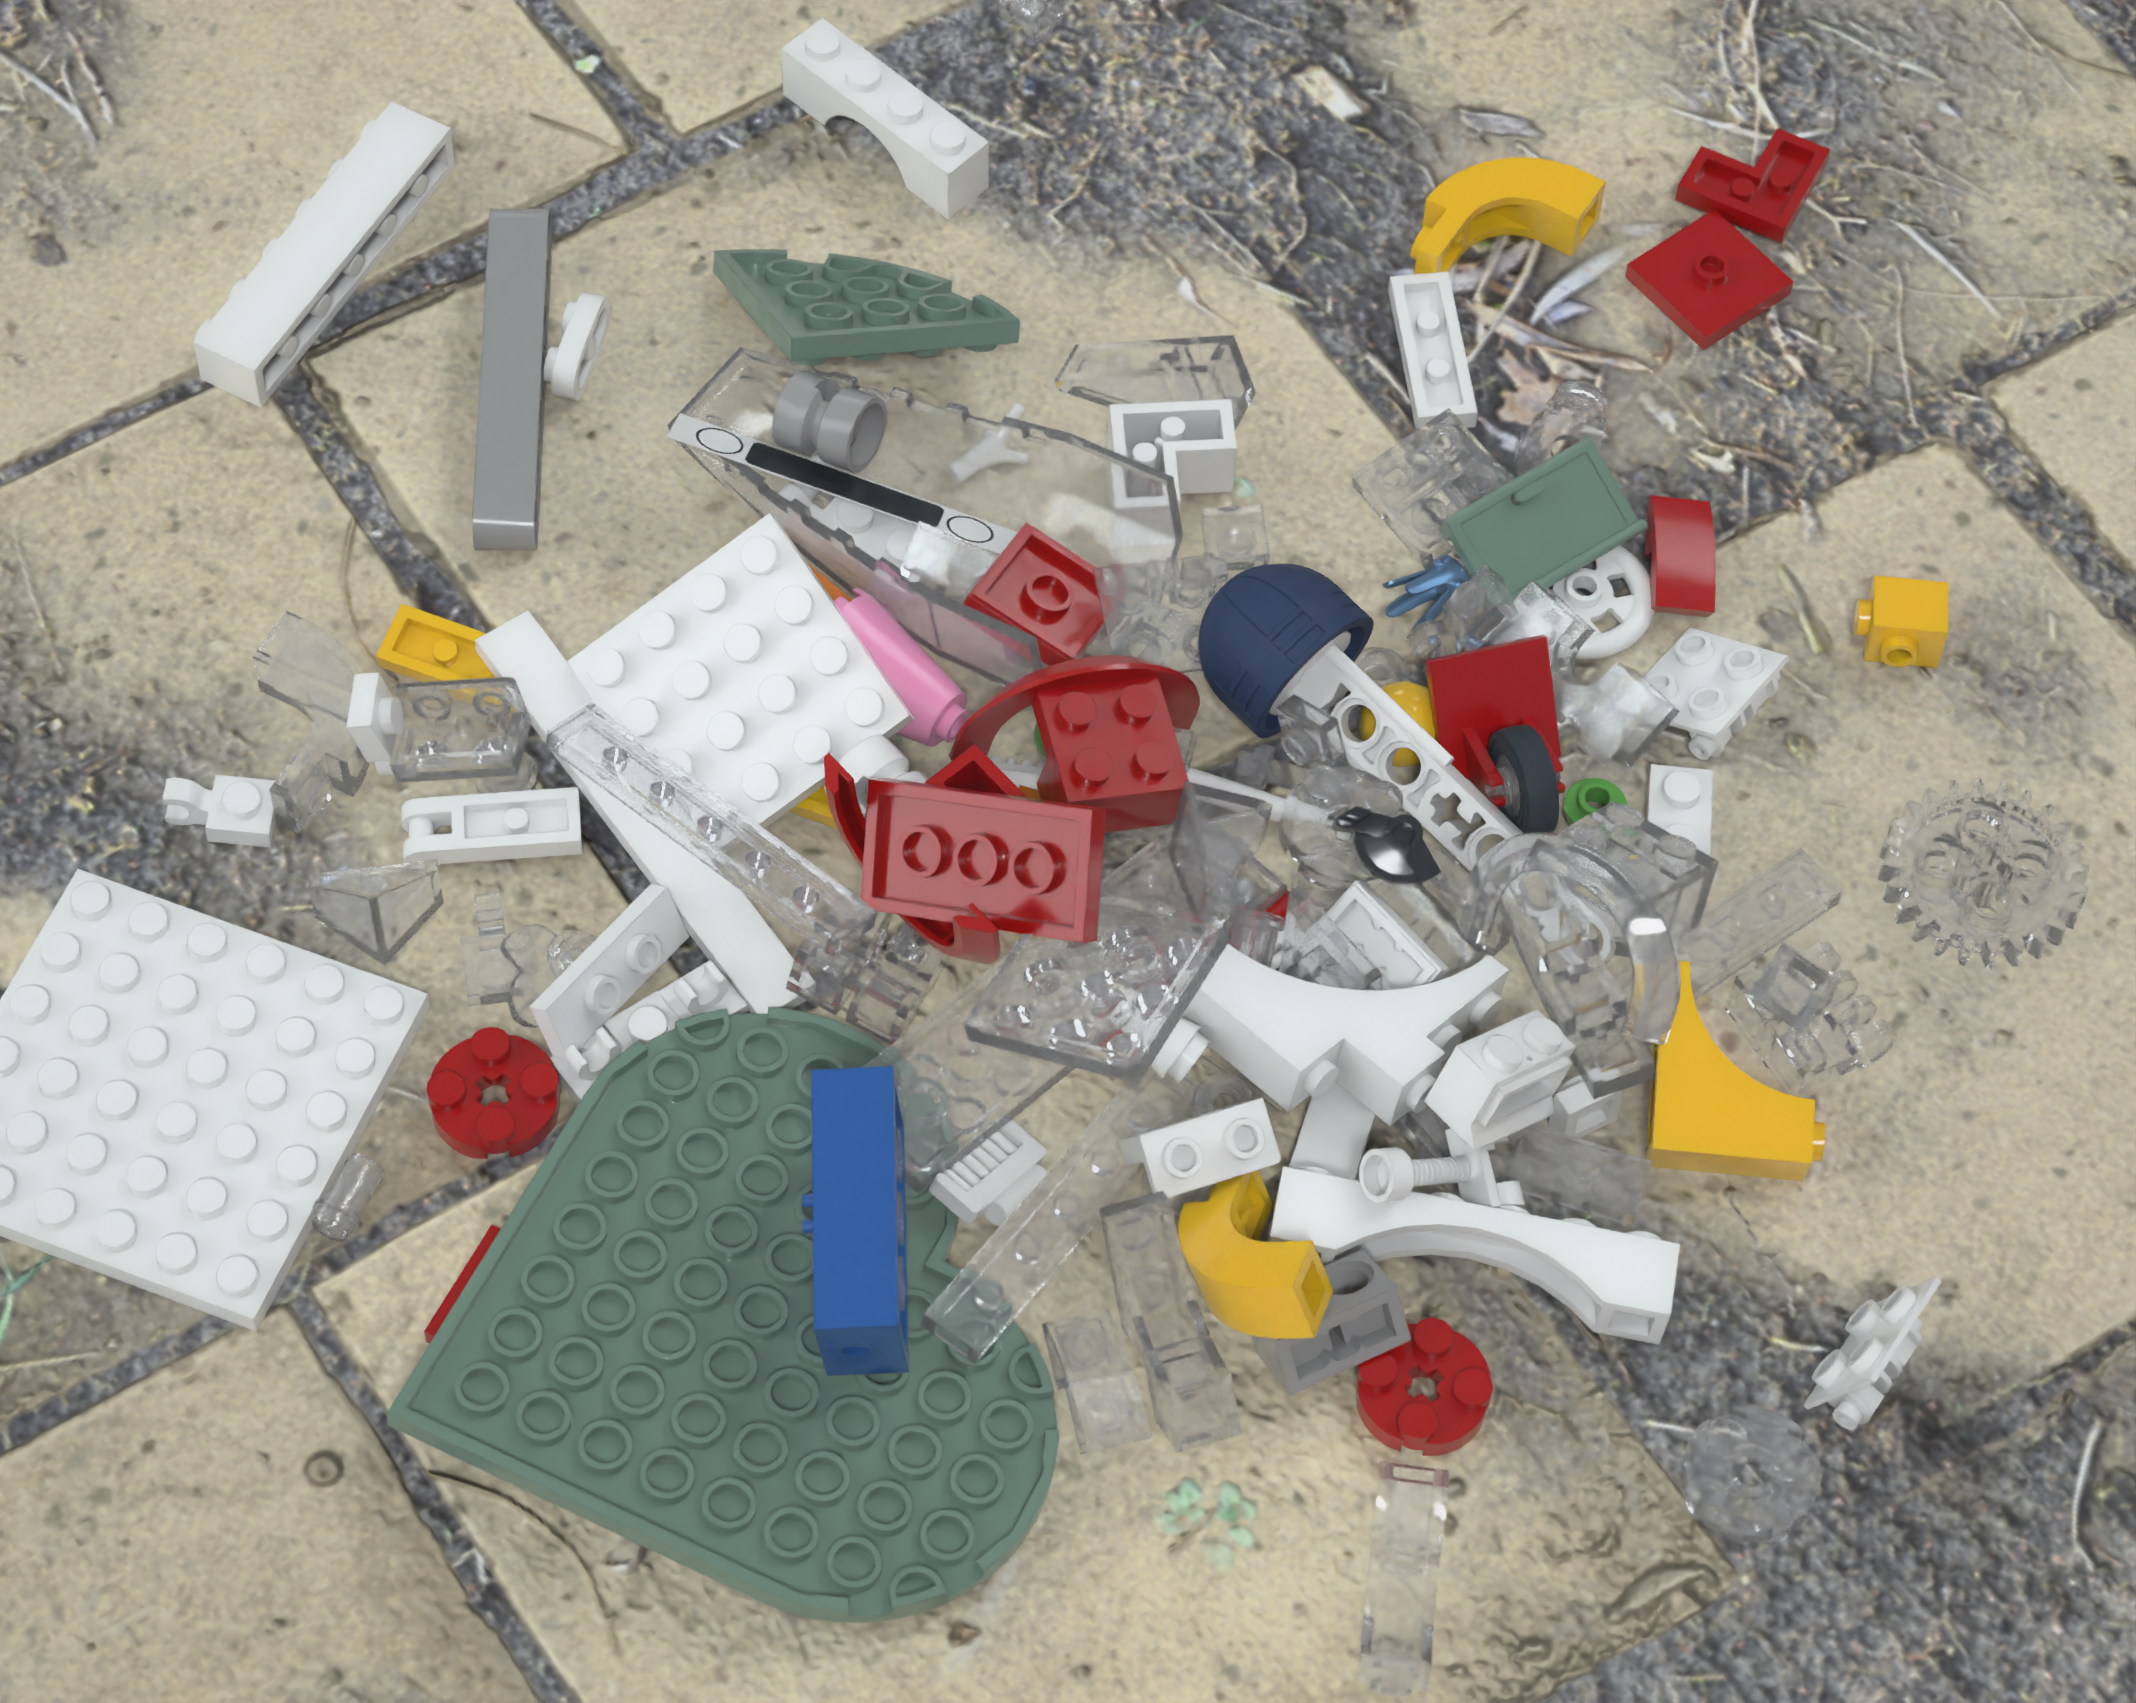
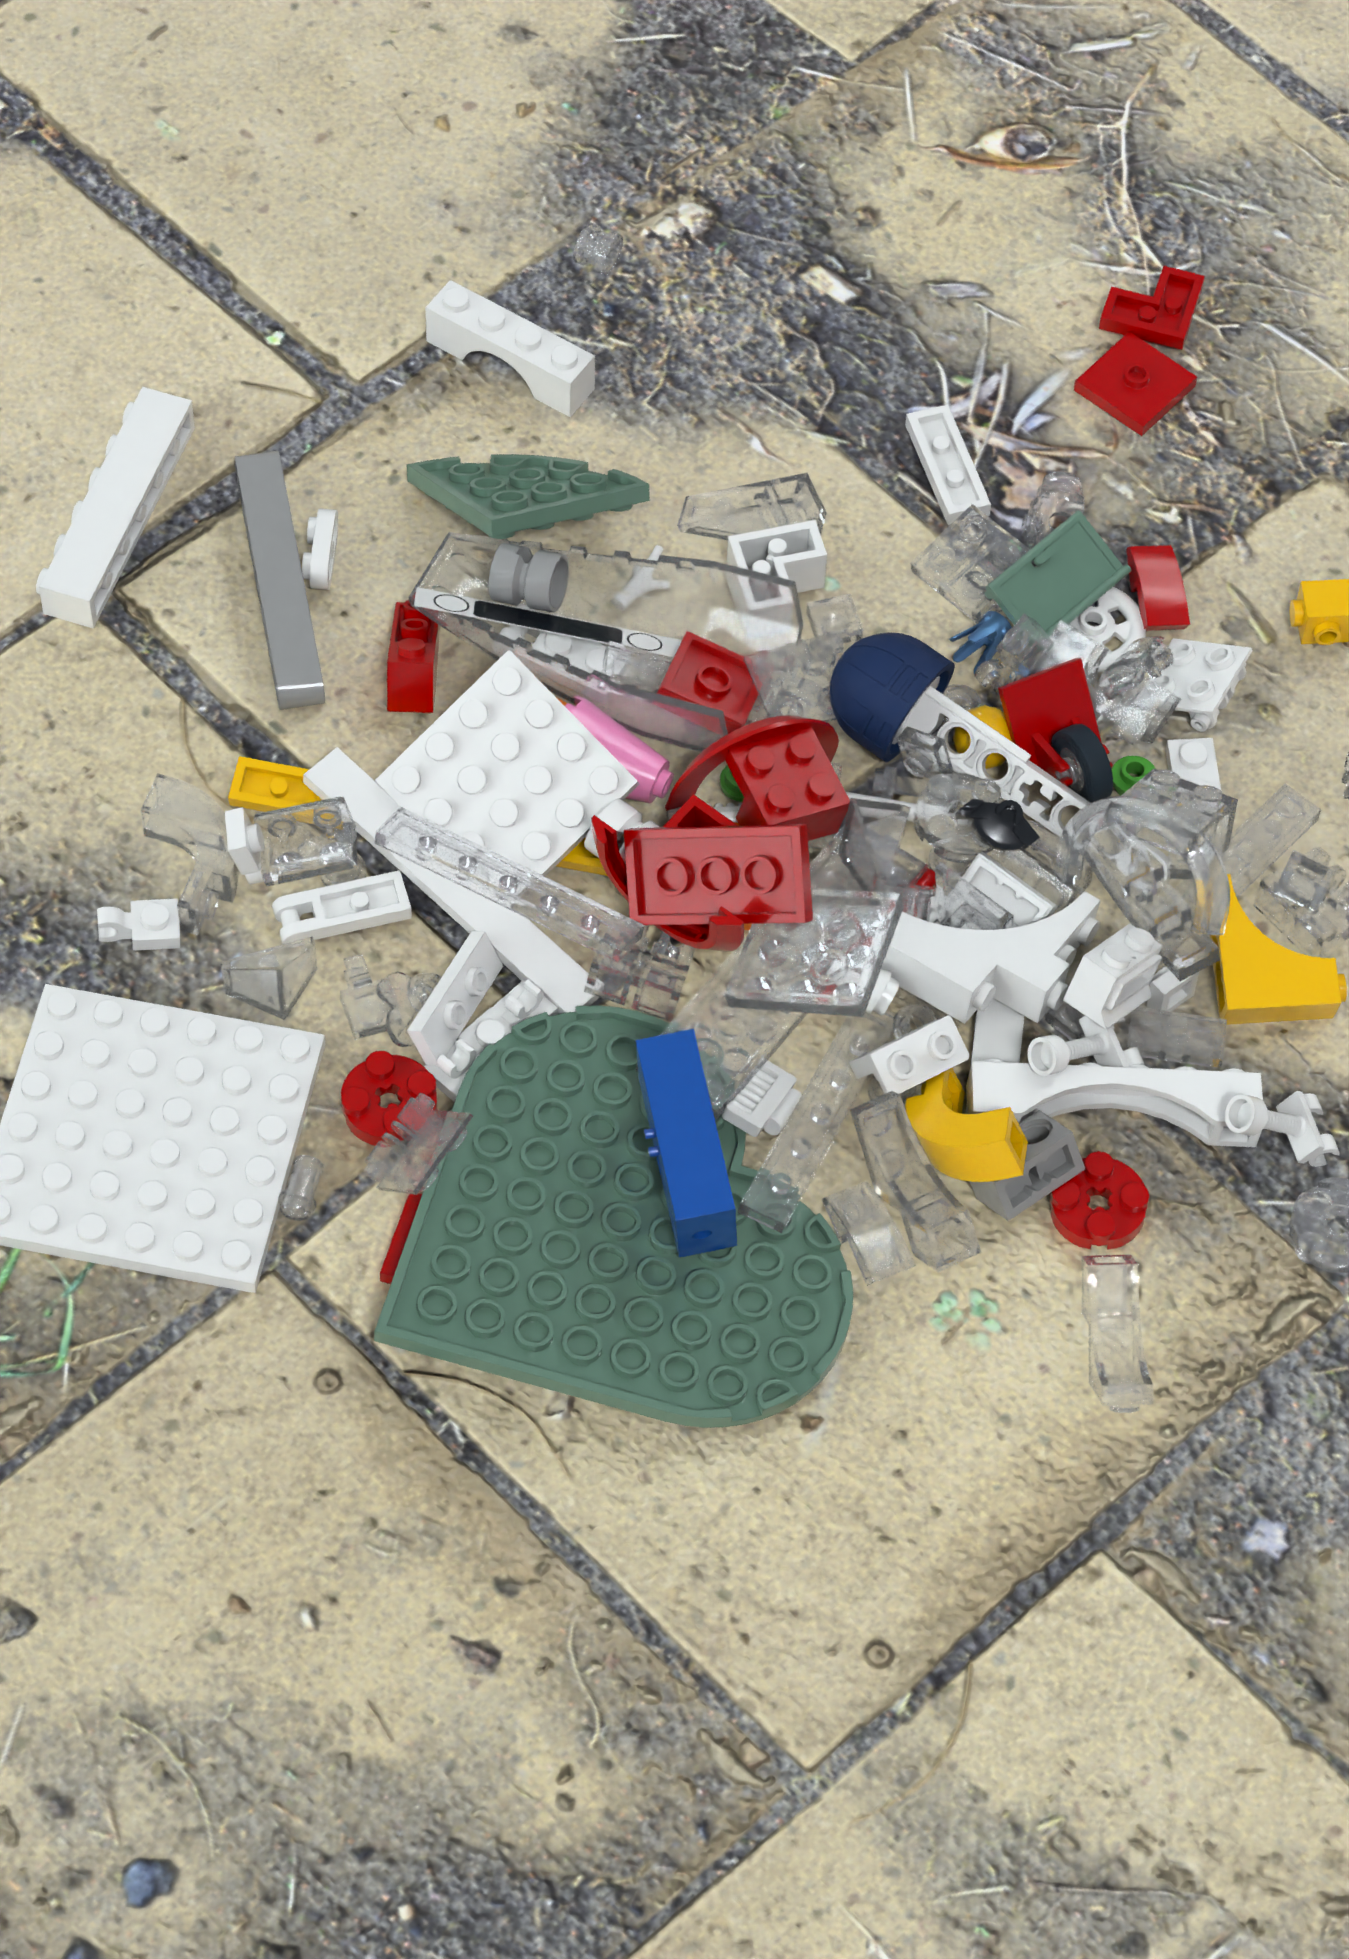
camera: 10 degrees left, 0 degrees up
(538, 1154) = (418, 1161): none -> clear hinge
(660, 513) = (412, 661): none -> red slope
(1507, 198) = (978, 344): yellow arch -> none
(1639, 645) = (1129, 669): none -> clear piece
(1648, 1303) = (1250, 1115): none -> white bar

